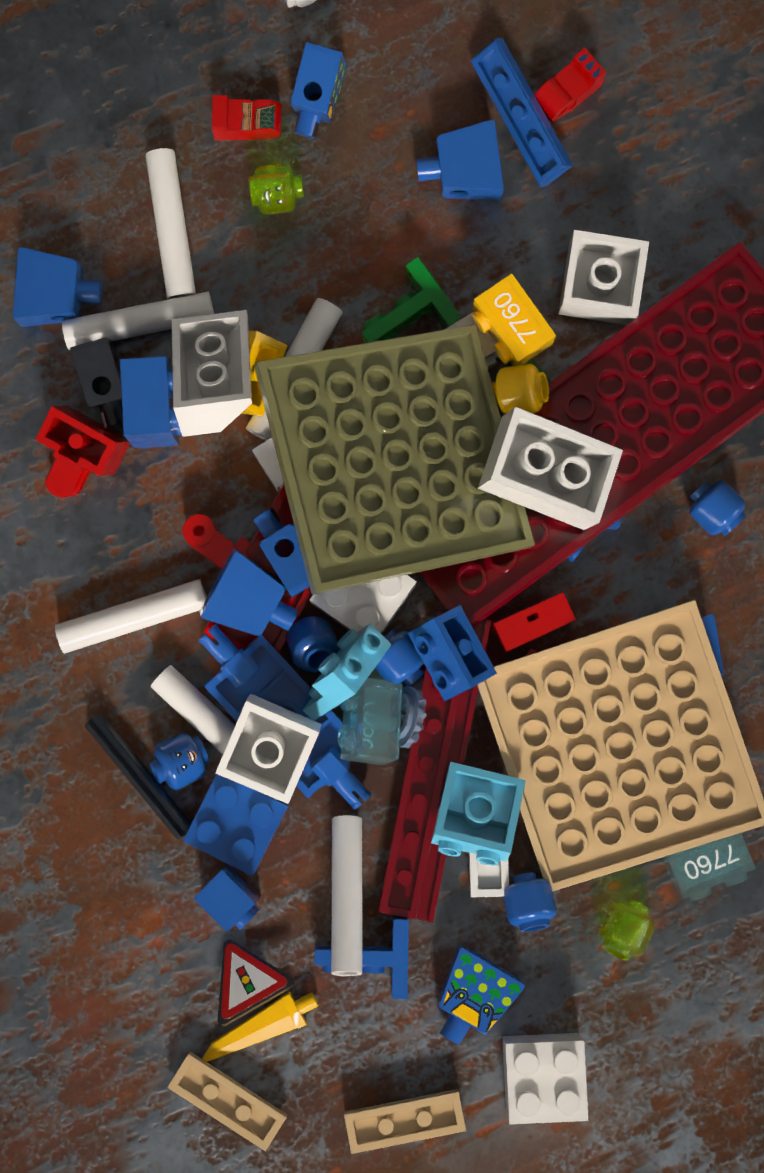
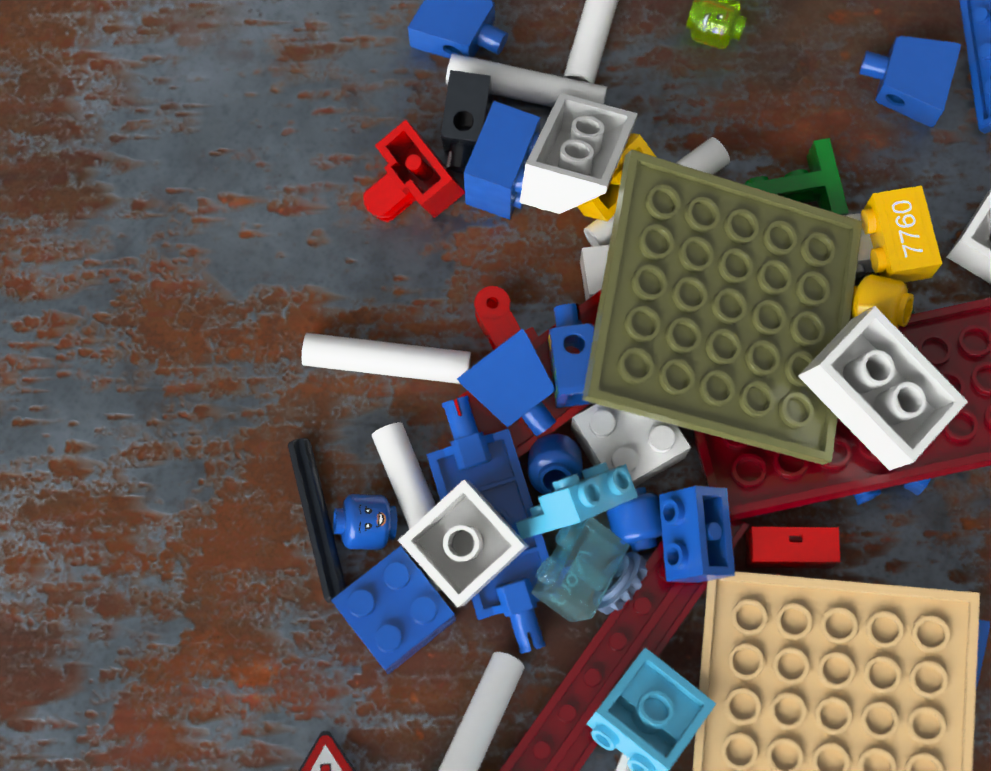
camera: 25 degrees right, 10 degrees down
(229, 899) = (348, 683): blue brick -> none

